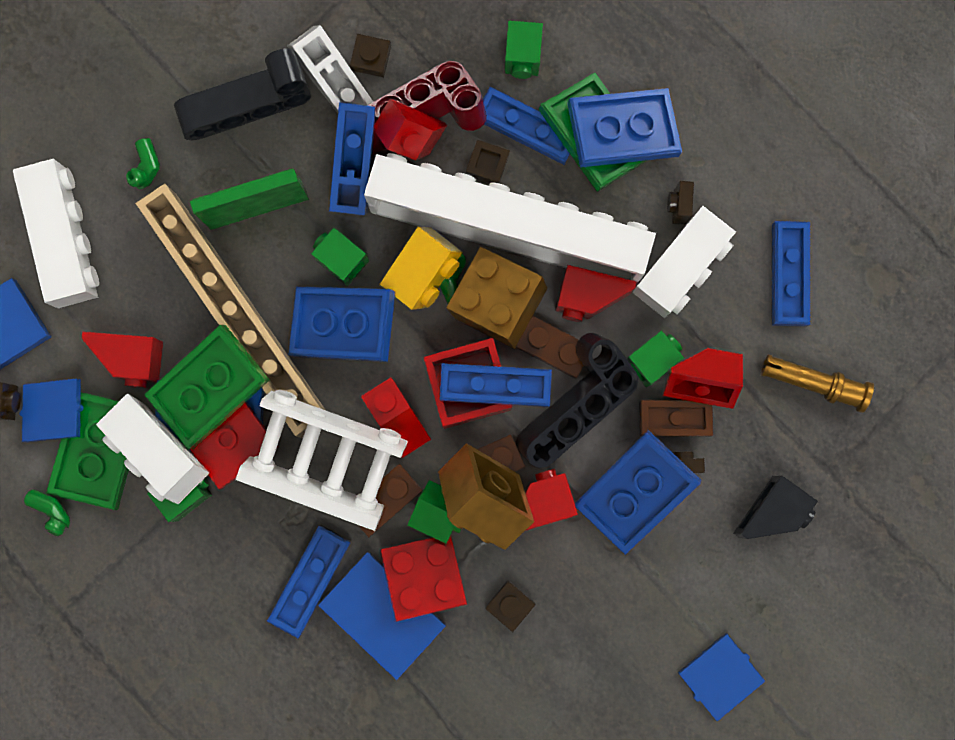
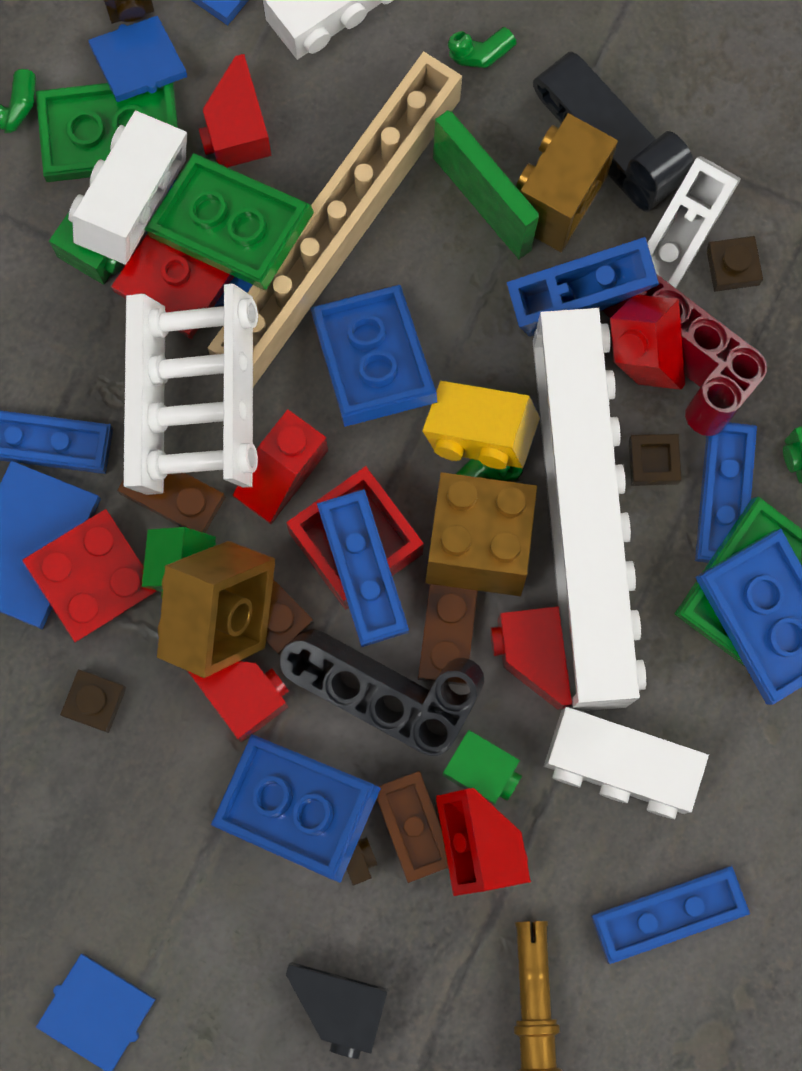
camera: 65 degrees right, 5 degrees down
(268, 140) = (566, 178): none -> pearl gold brick
(339, 256) = (458, 321): green brick -> none
(681, 202) = (704, 727): dark brown plate -> none

